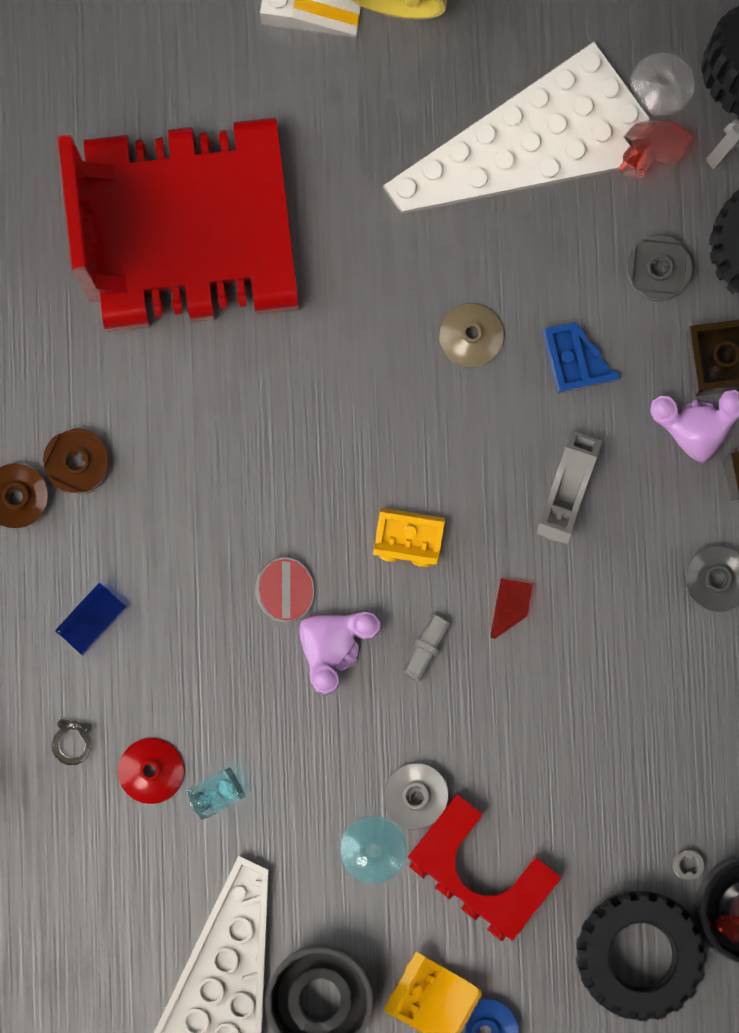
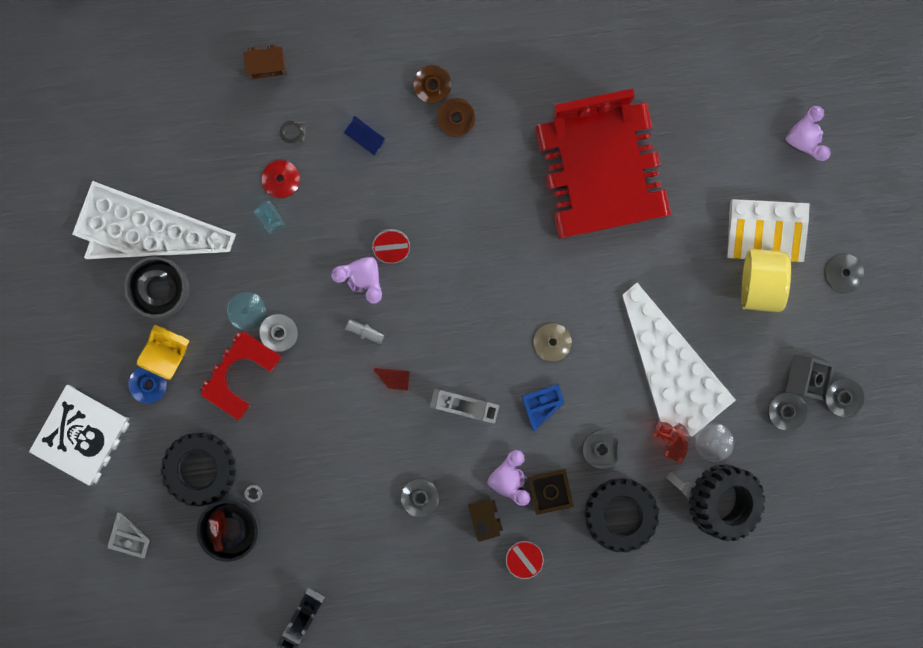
camera: 90 degrees right, 5 degrees up
(408, 537) = (428, 315): yellow bracket -> none

